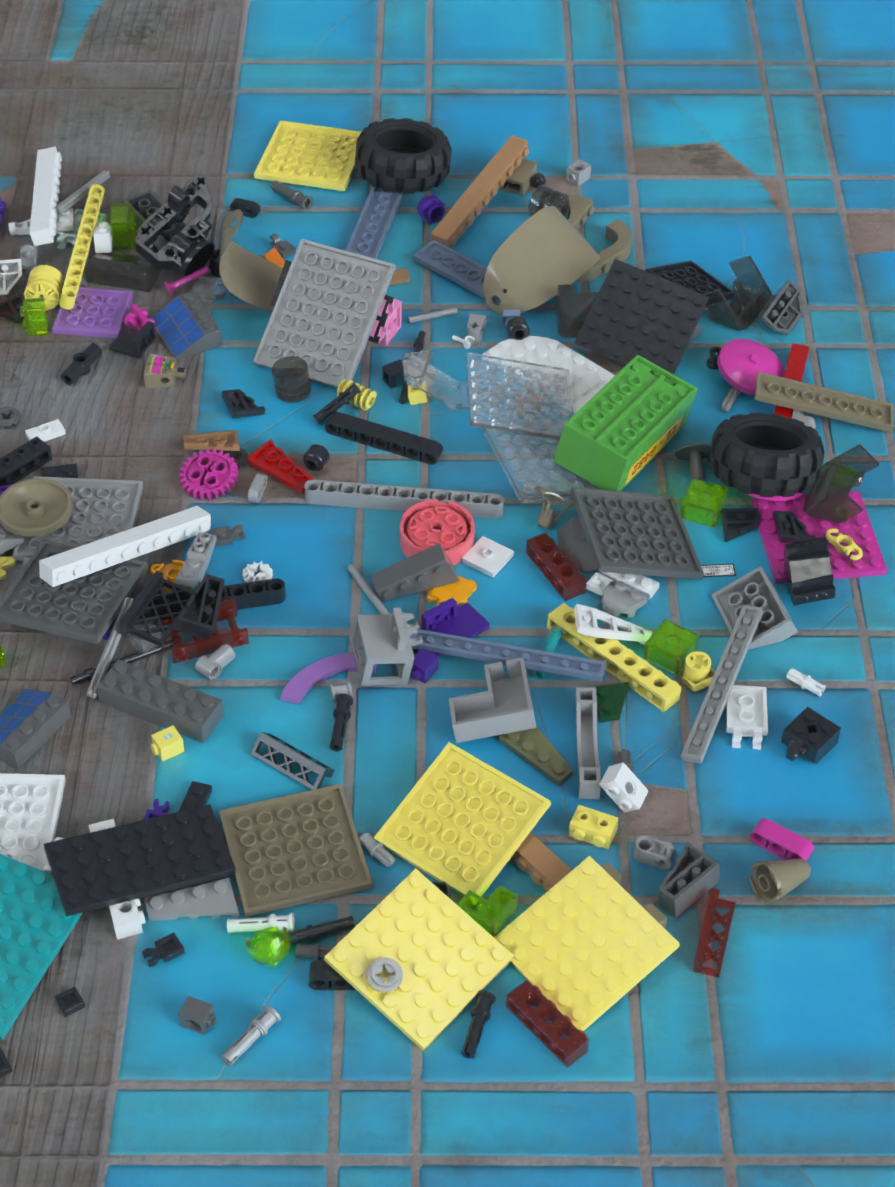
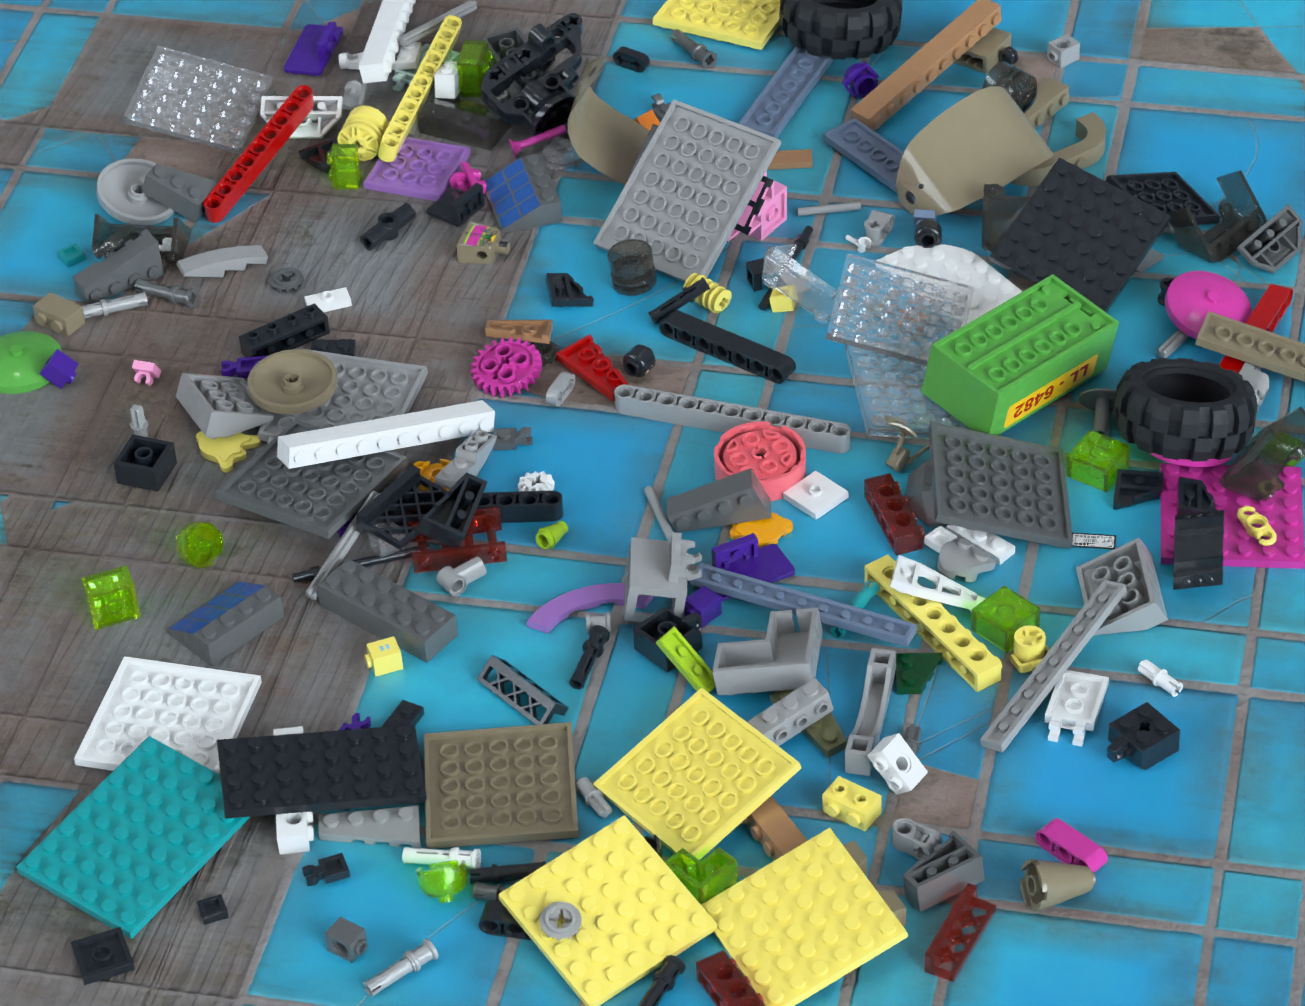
camera: 15 degrees right, 5 degrees down
(280, 618) = (550, 535): none -> lime cone
(403, 697) = (657, 625): none -> black hinge
(427, 717) = (686, 660): none -> lime tile
(527, 752) = (793, 712): none -> light grey brick

